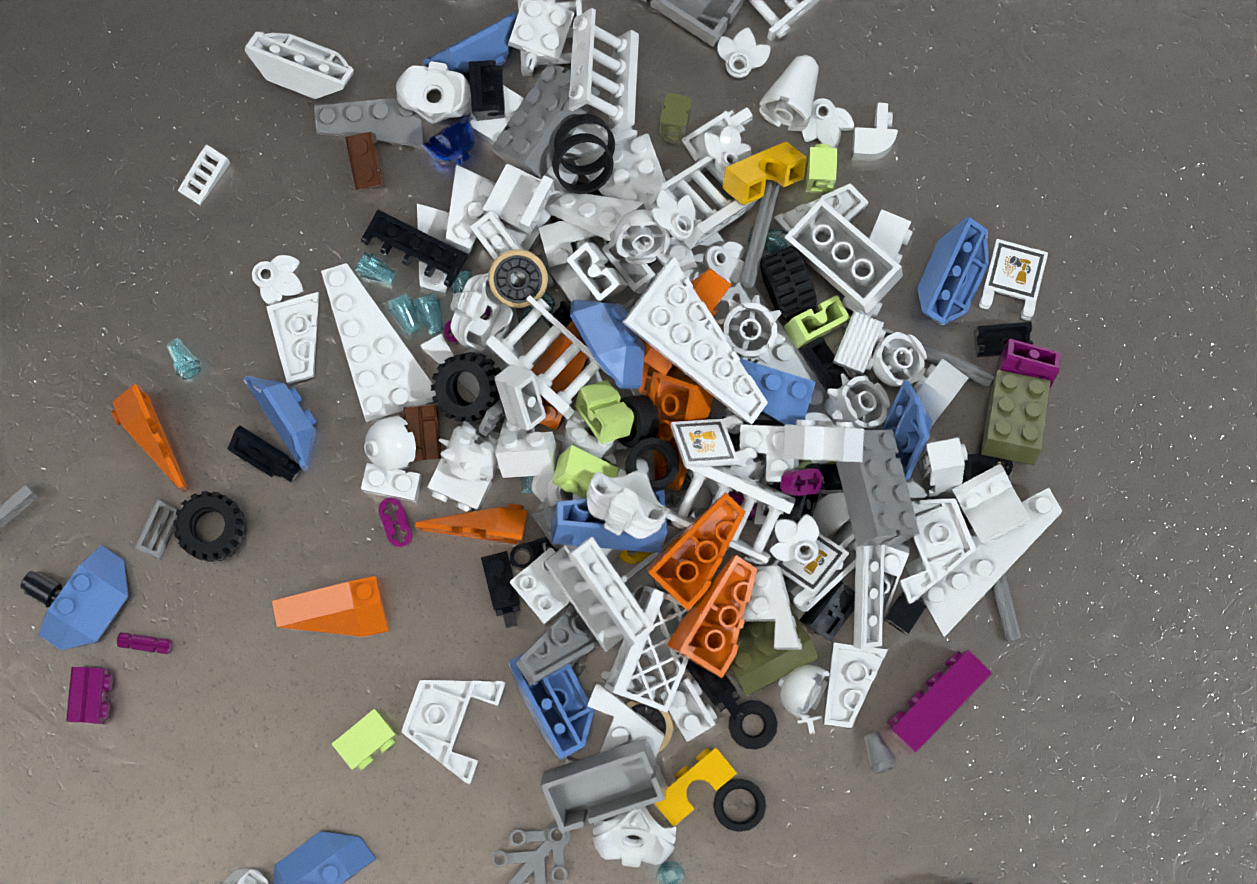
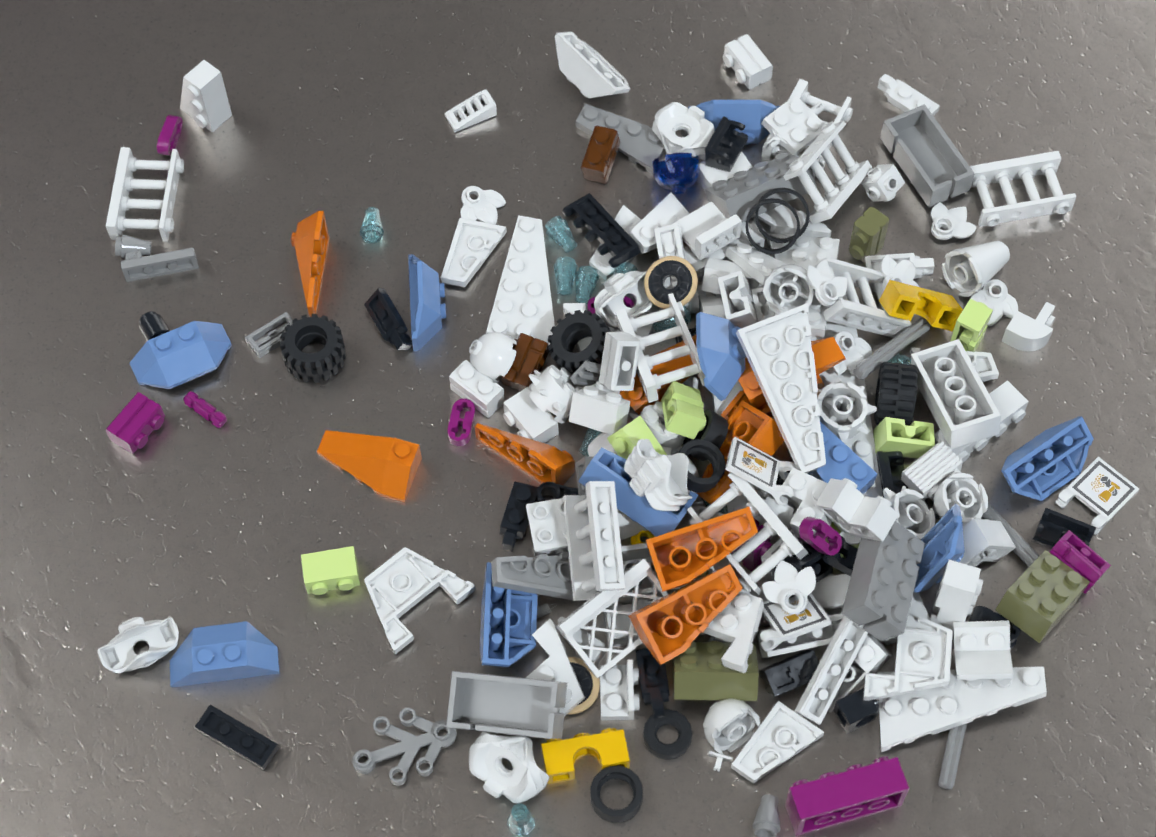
camera: 30 degrees right, 20 degrees down
(657, 46) = (882, 182): none -> white brick

